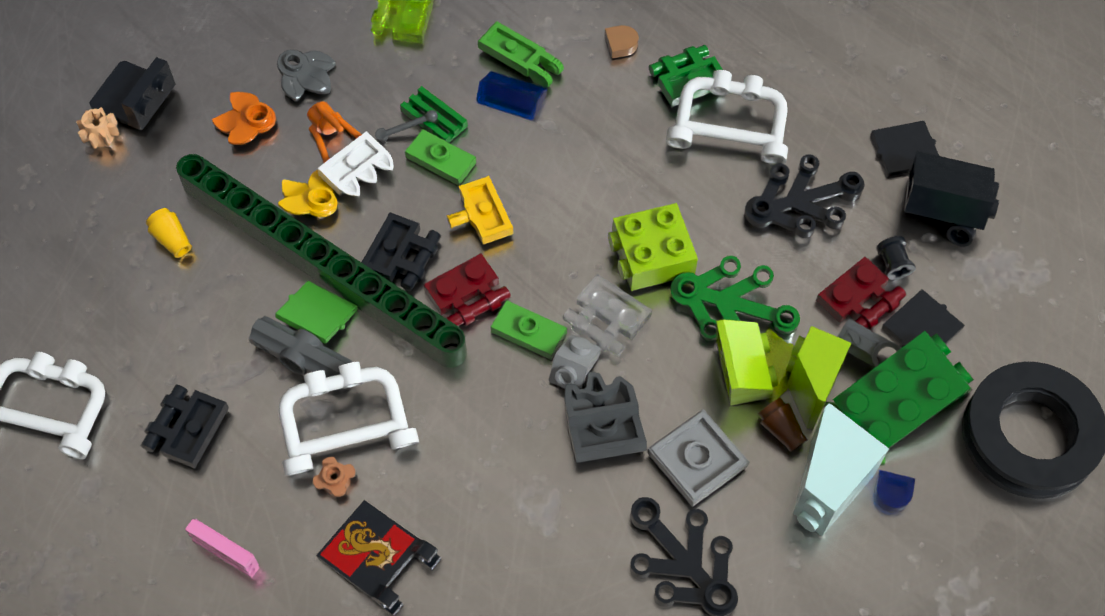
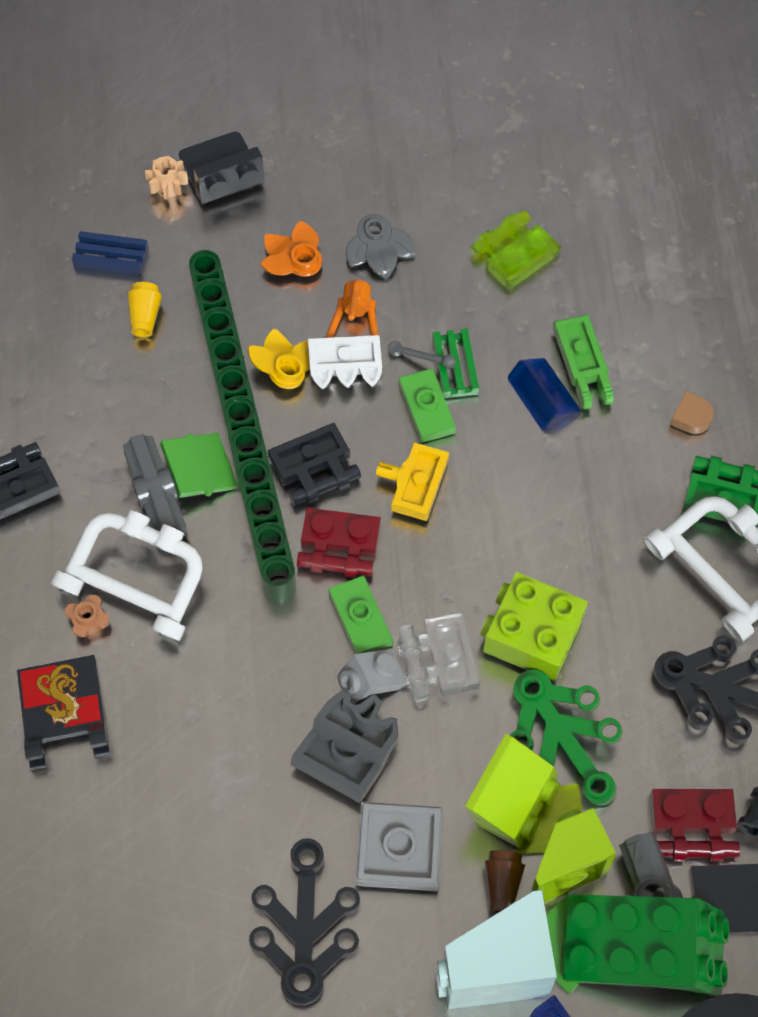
camera: 40 degrees right, 0 degrees up
(100, 208) = (111, 248): none -> dark blue tile

